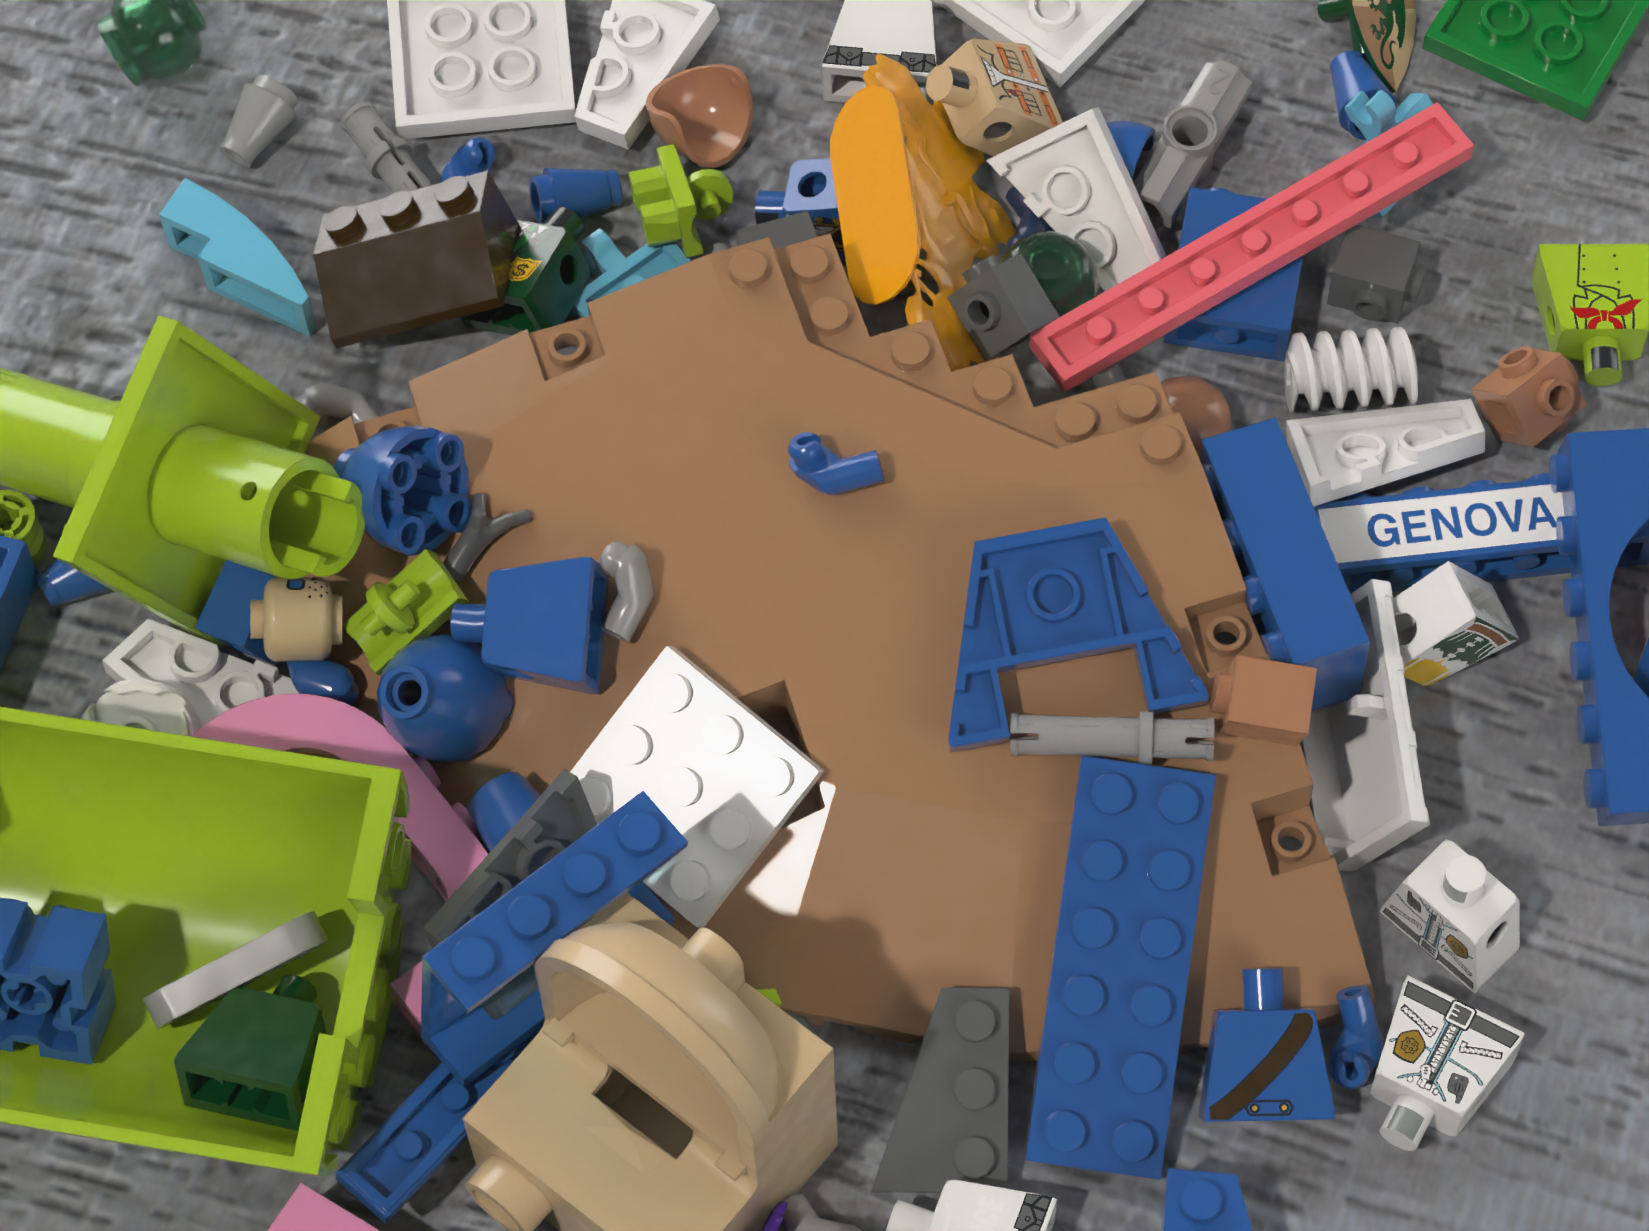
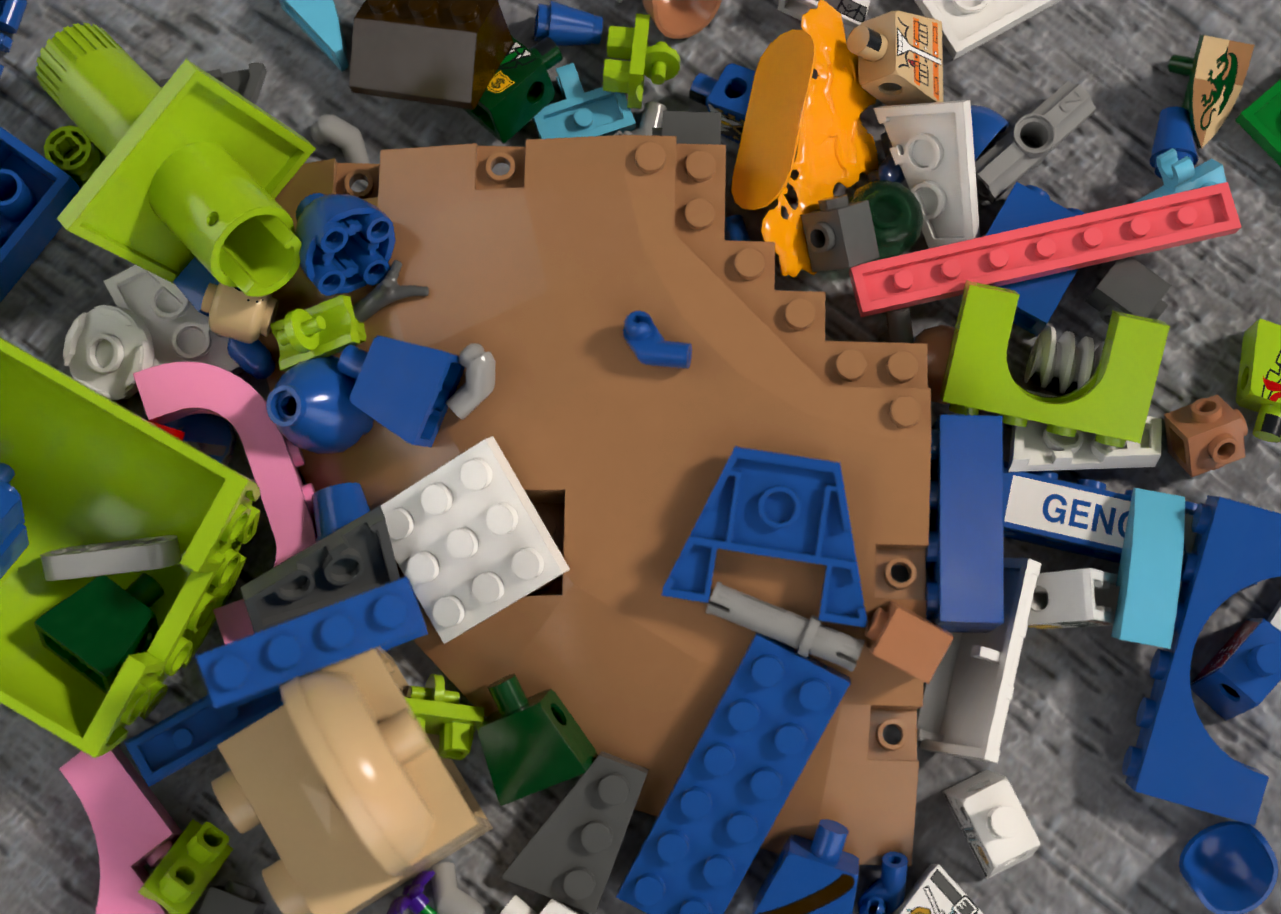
camera: 15 degrees right, 15 degrees up
(850, 1000) = (531, 741): none -> dark green torso
(1401, 387) = (1109, 404): none -> lime arch
(1523, 554) = (1150, 569): none -> medium azure slope

